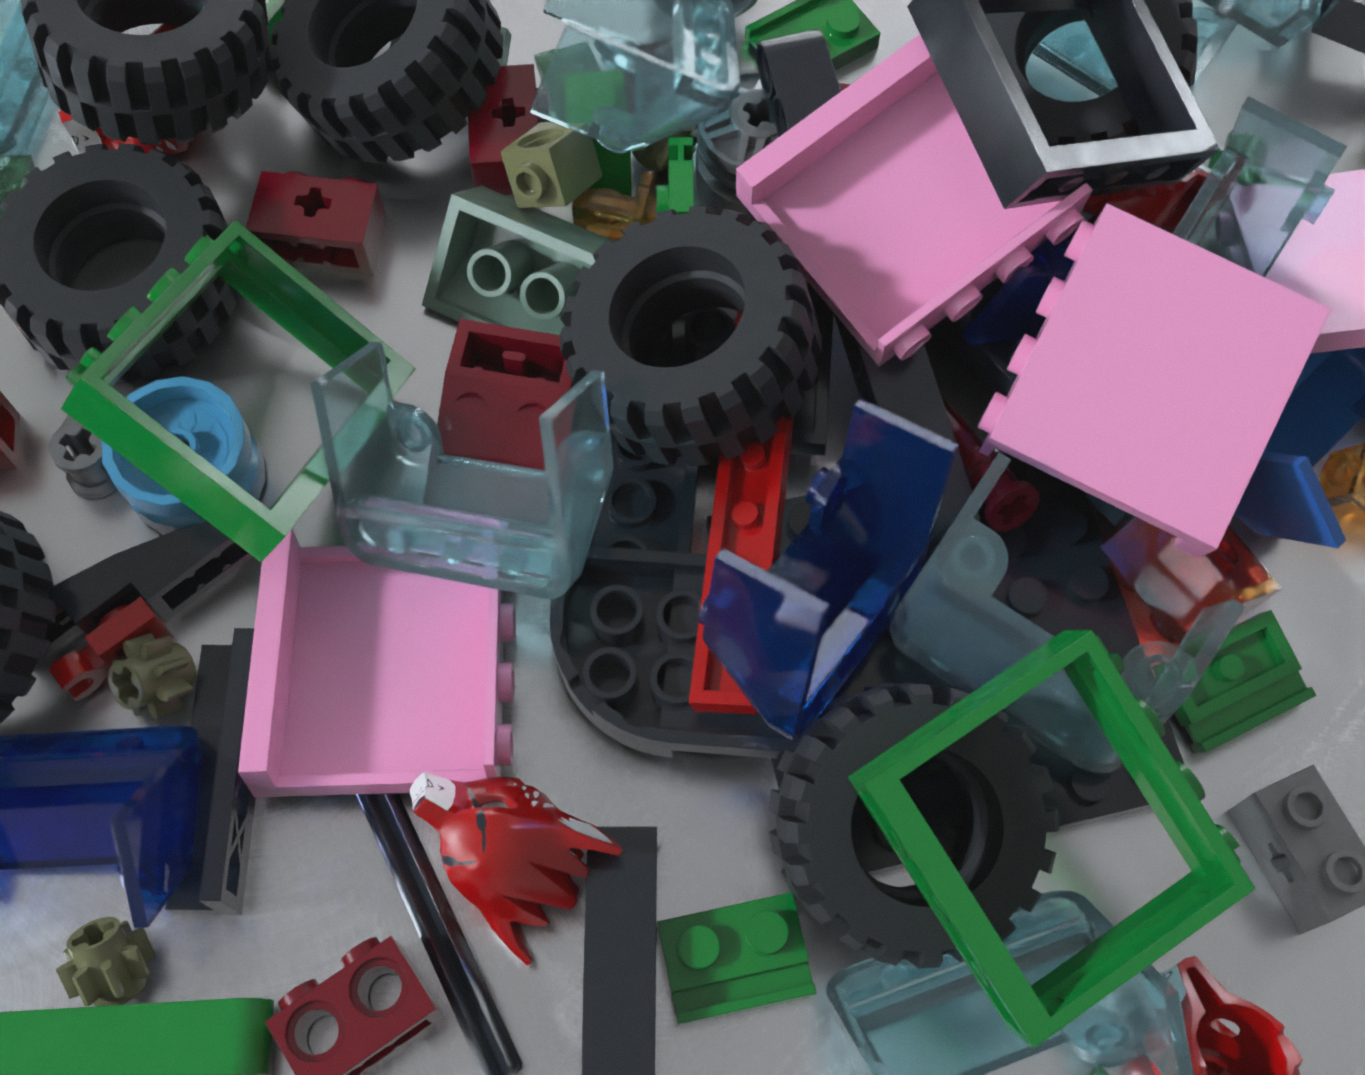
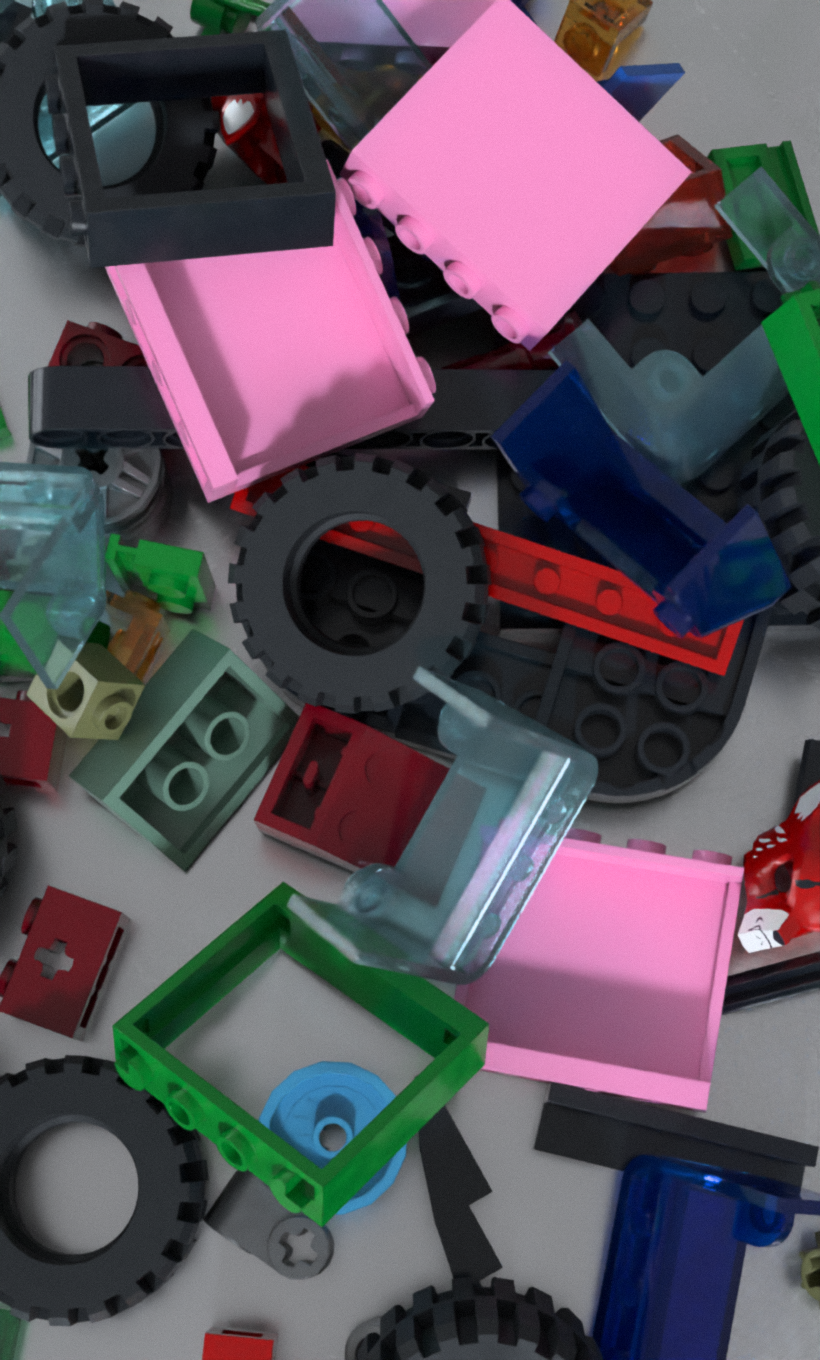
camera: 75 degrees left, 10 degrees up
(85, 669) = (512, 1227): red plate -> none
(152, 675) = (563, 1199): olive gear -> none

